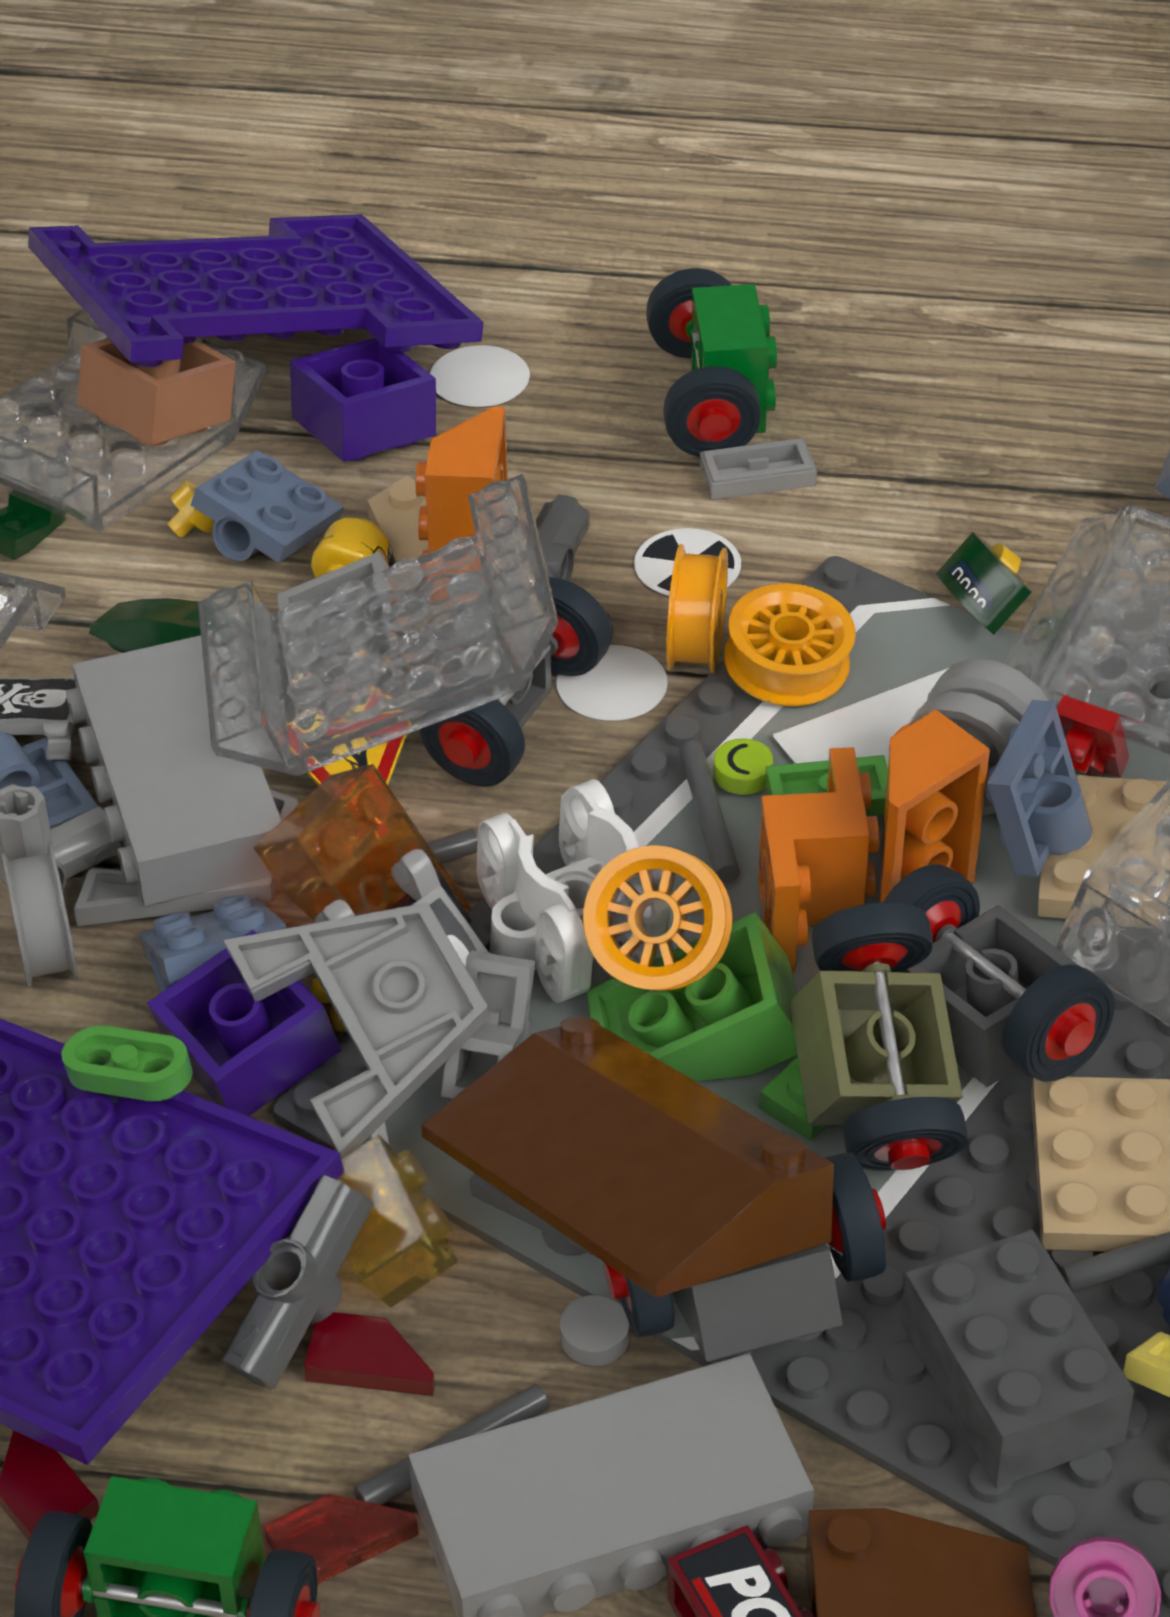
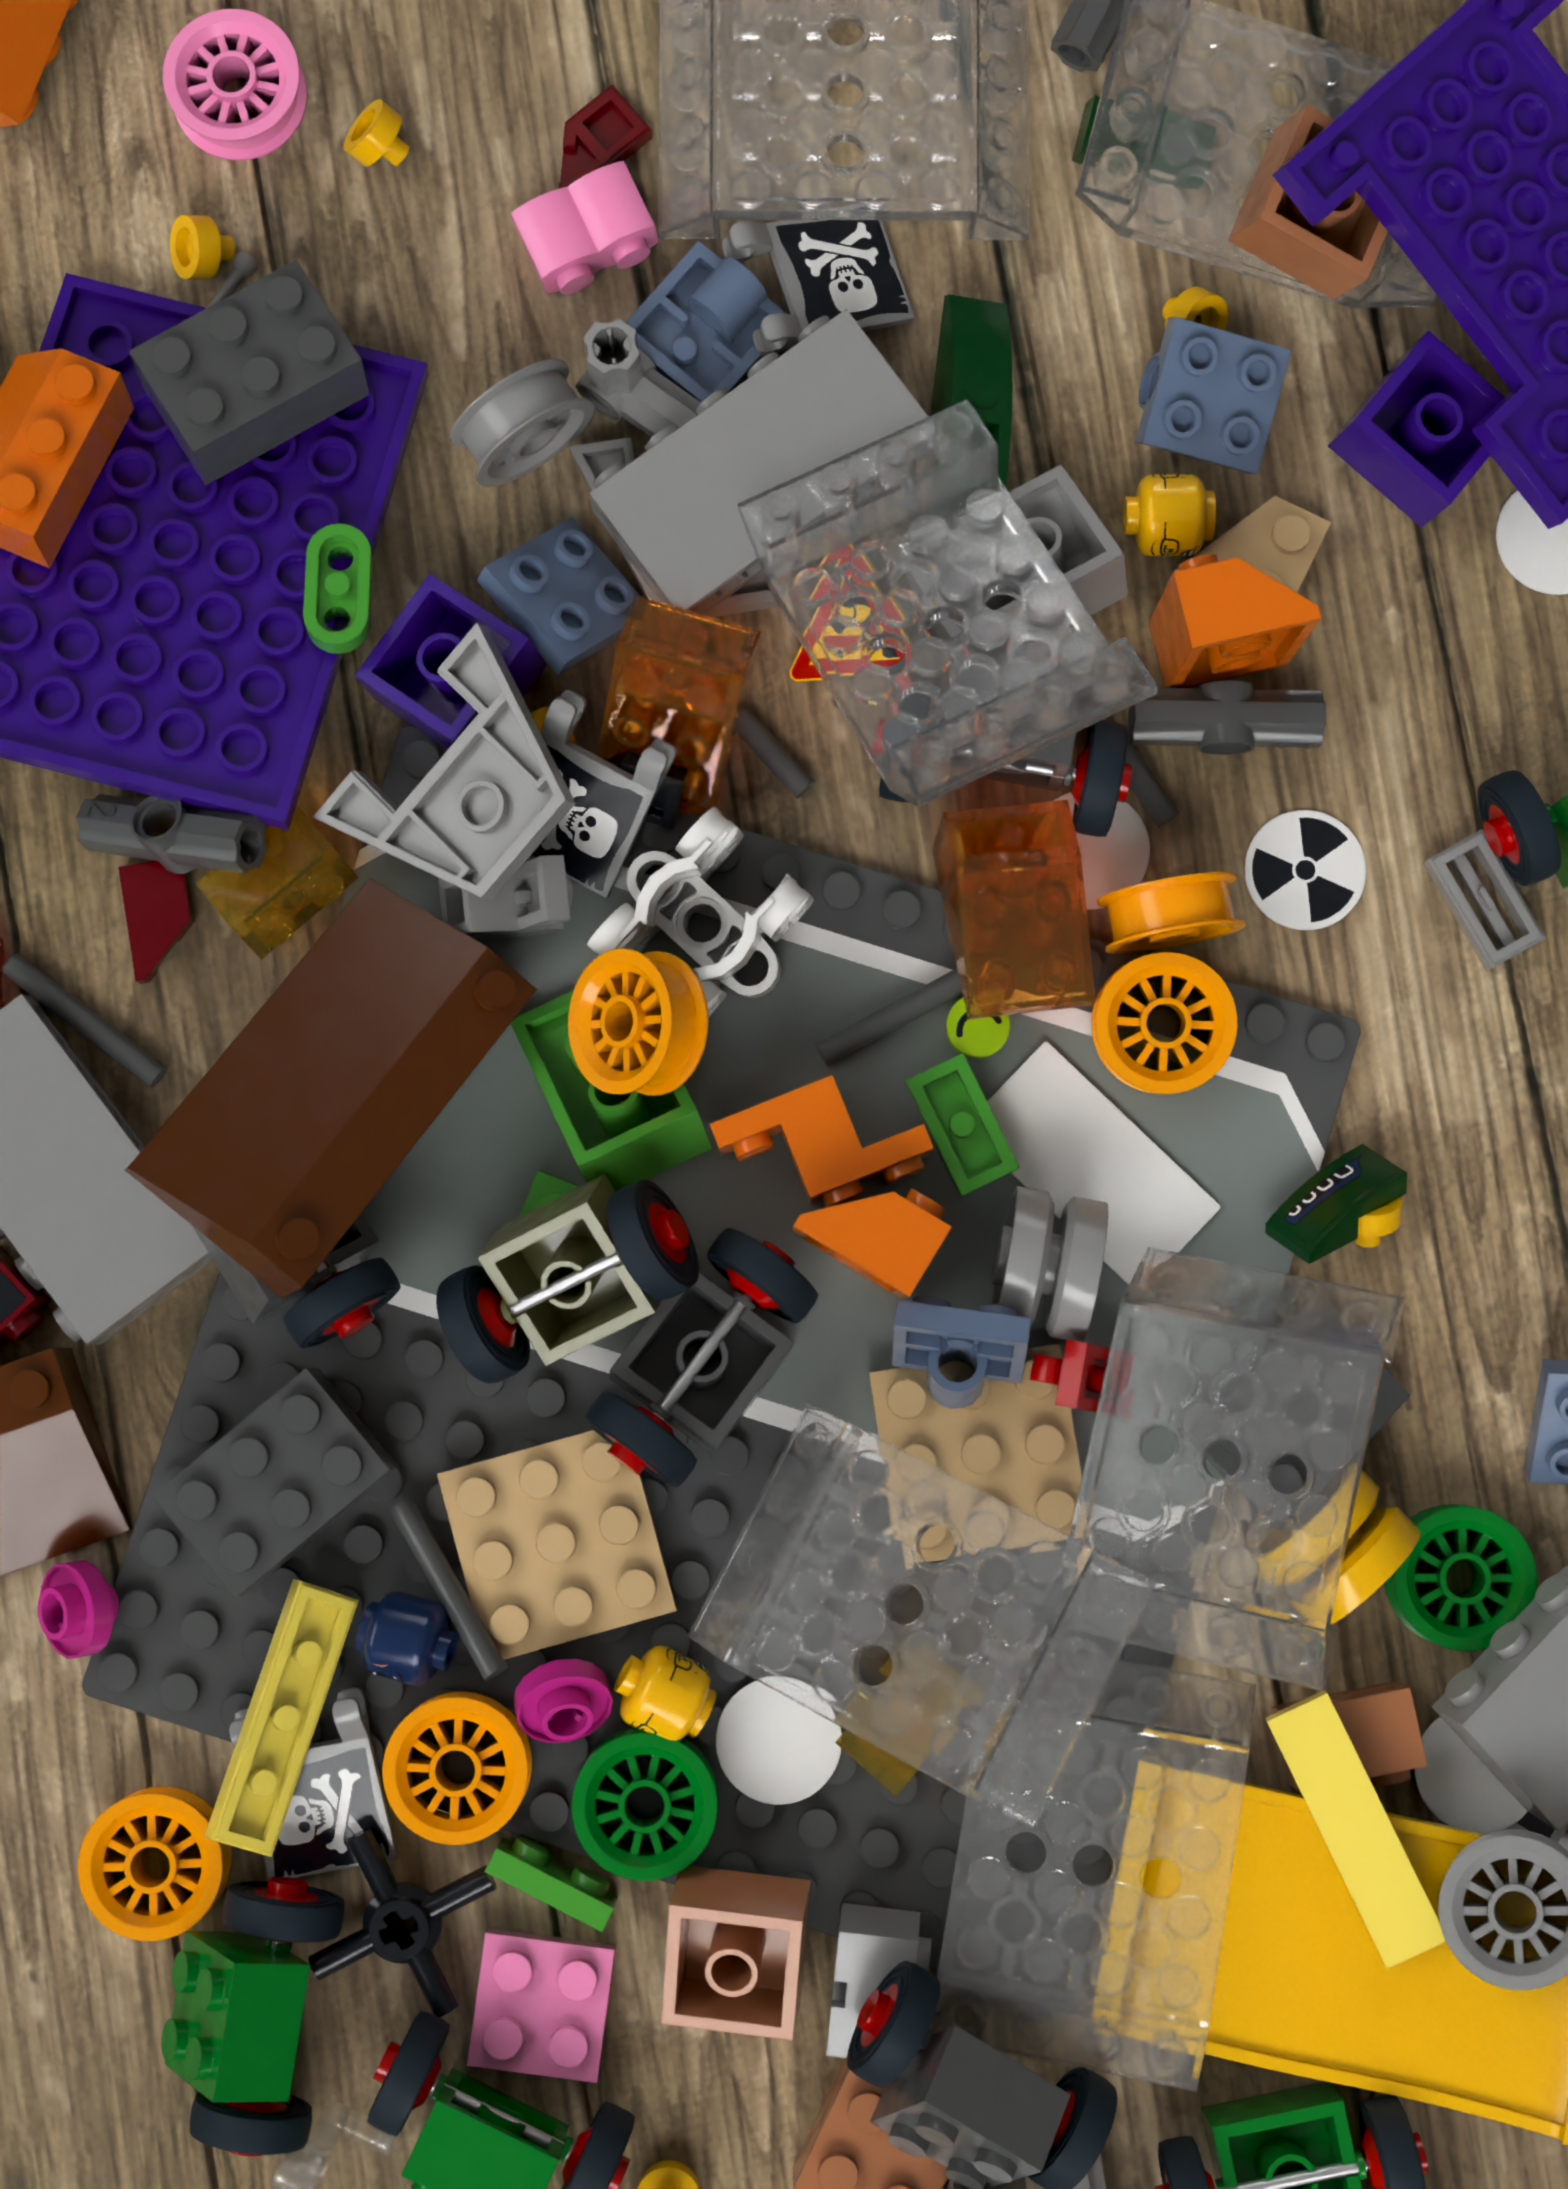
camera: 70 degrees right, 40 degrees up
(646, 699) = (1015, 908): none -> clear orange slope

